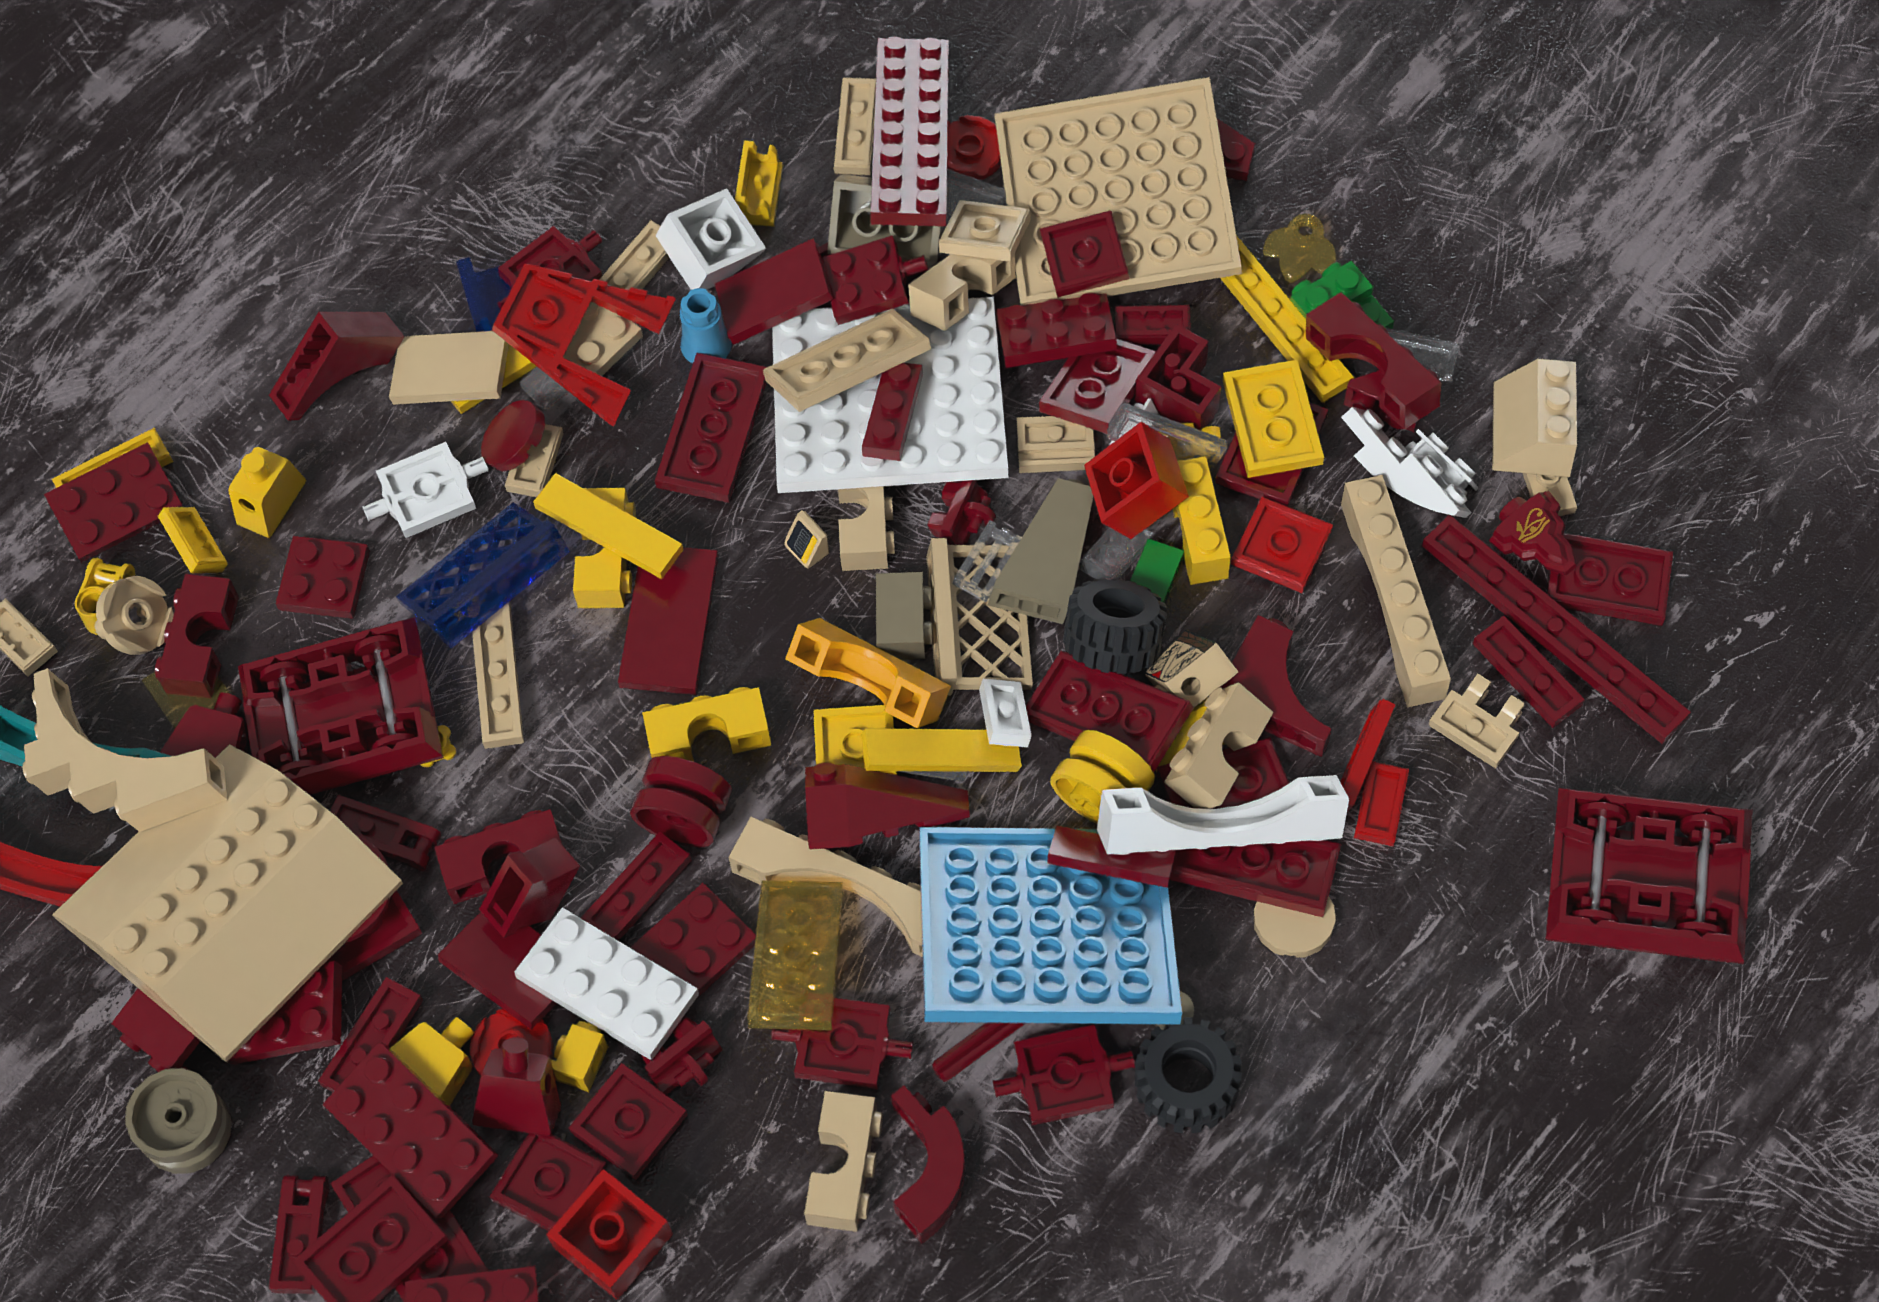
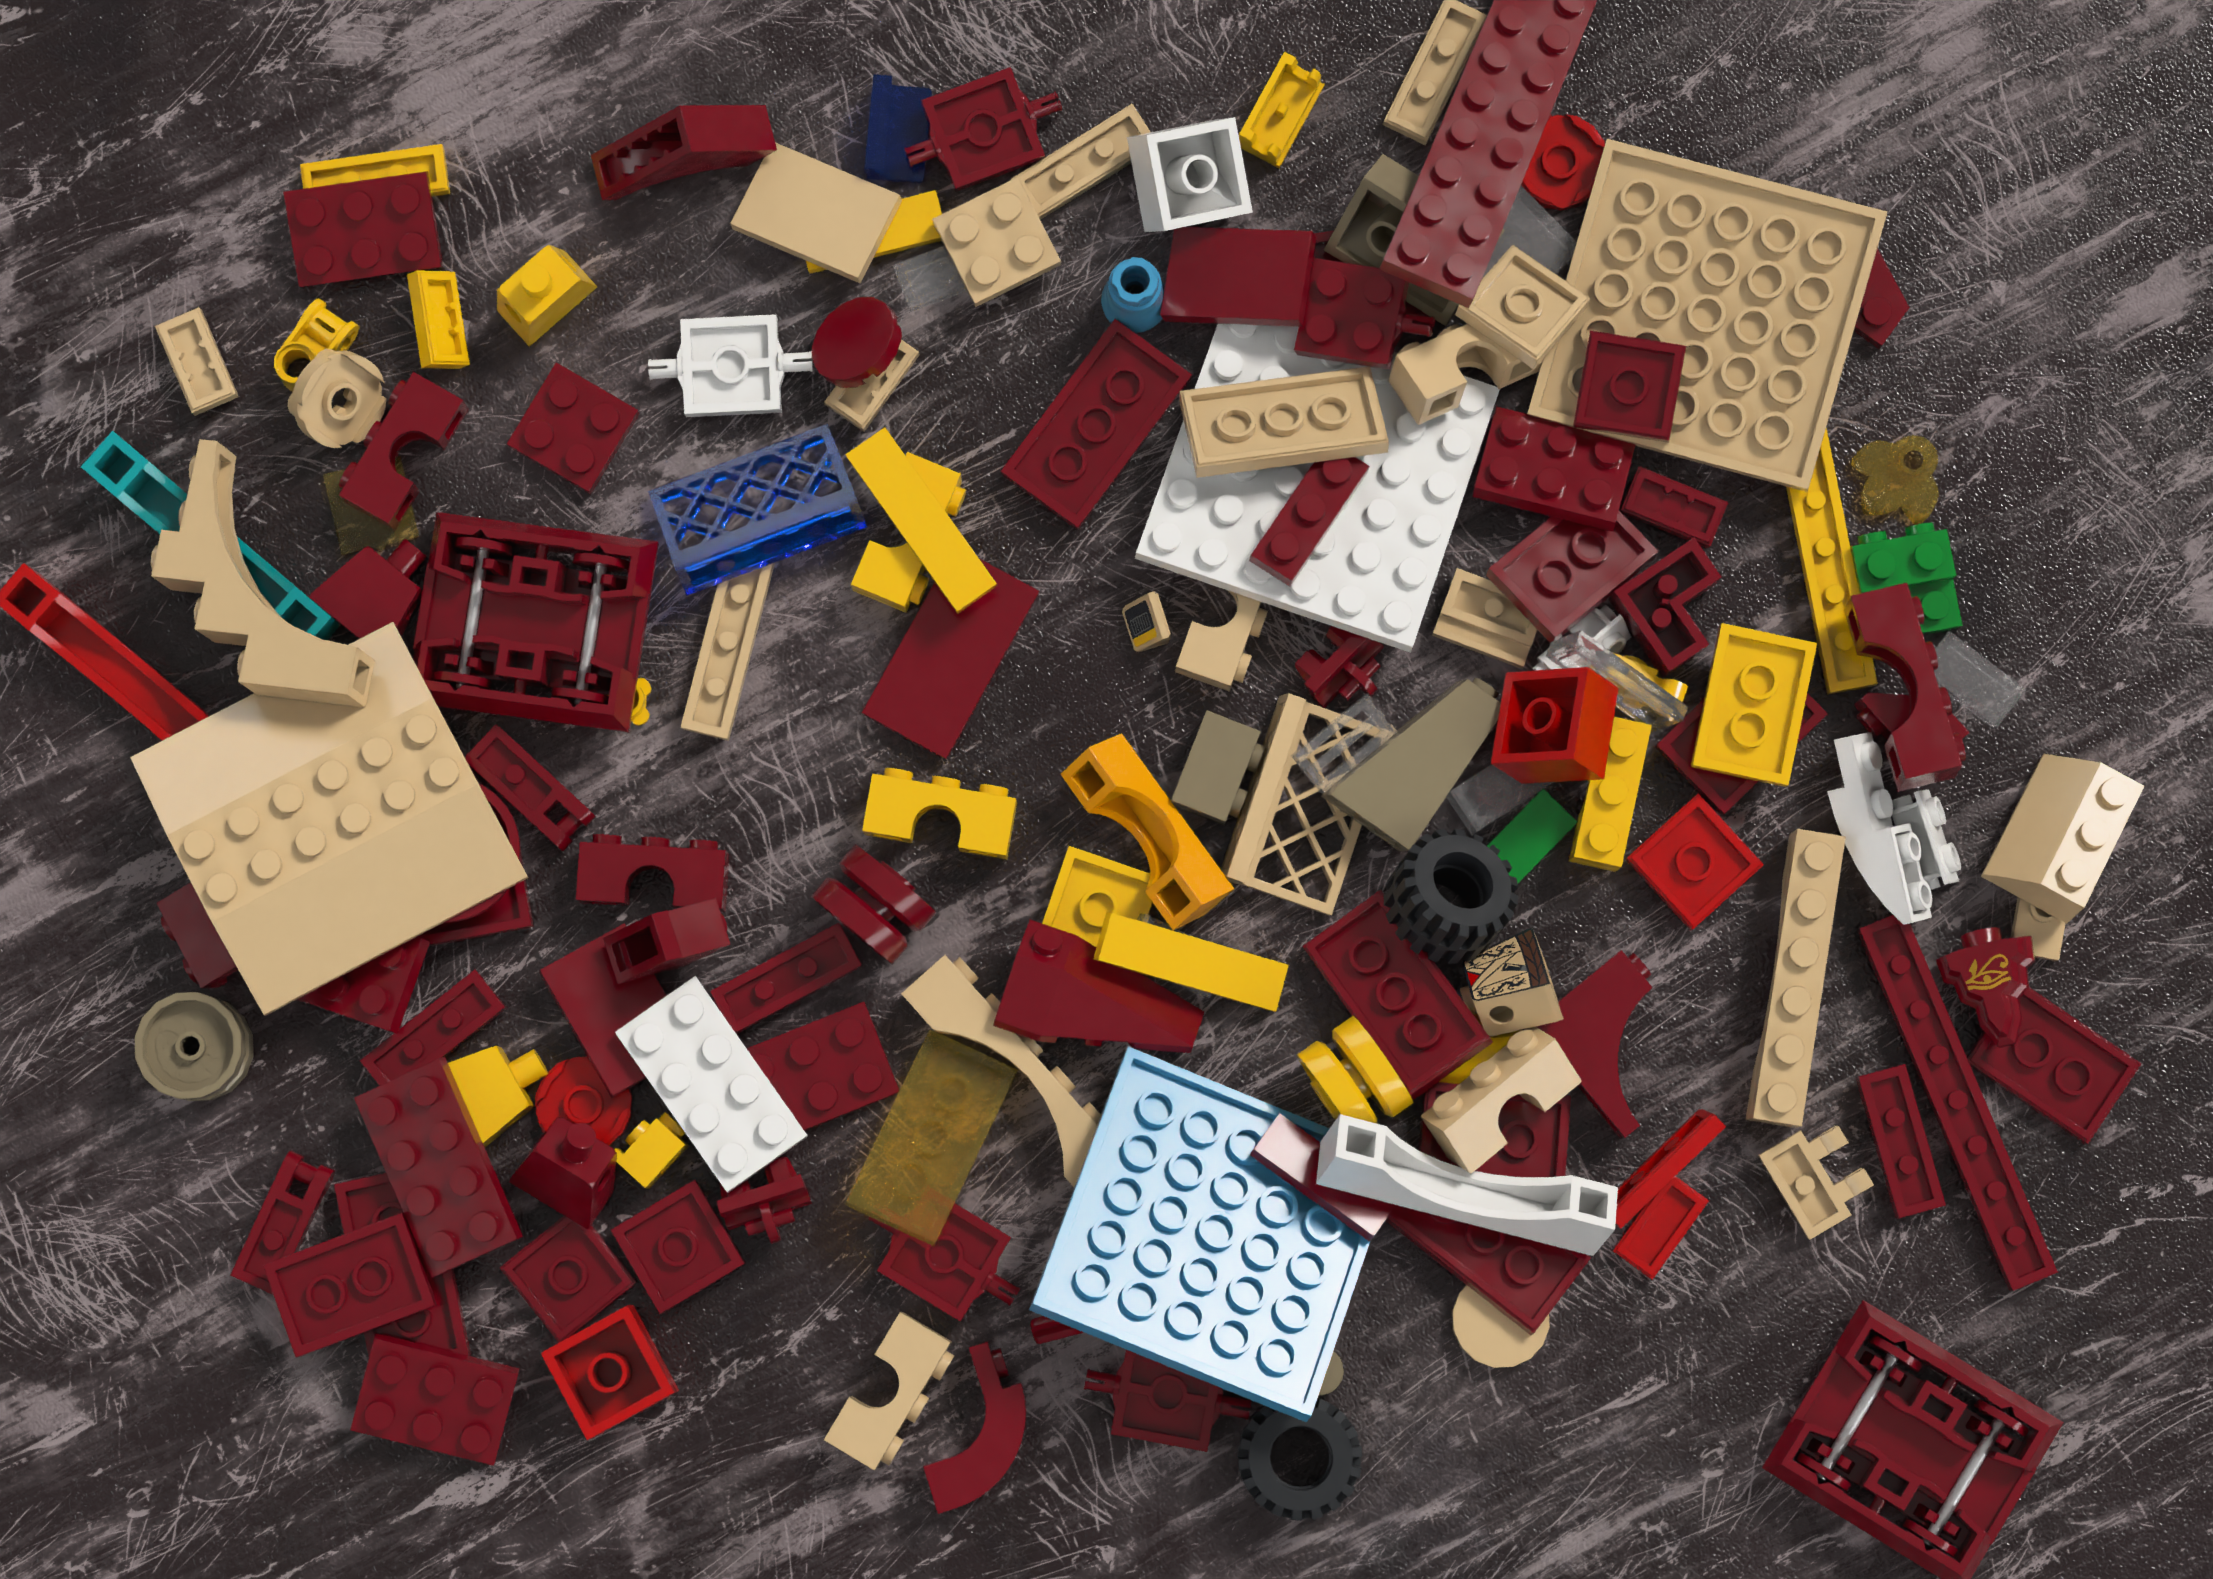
camera: 20 degrees right, 20 degrees up
(545, 315) = (950, 210): red wing -> none
(1005, 713) = (1282, 945): white plate -> none

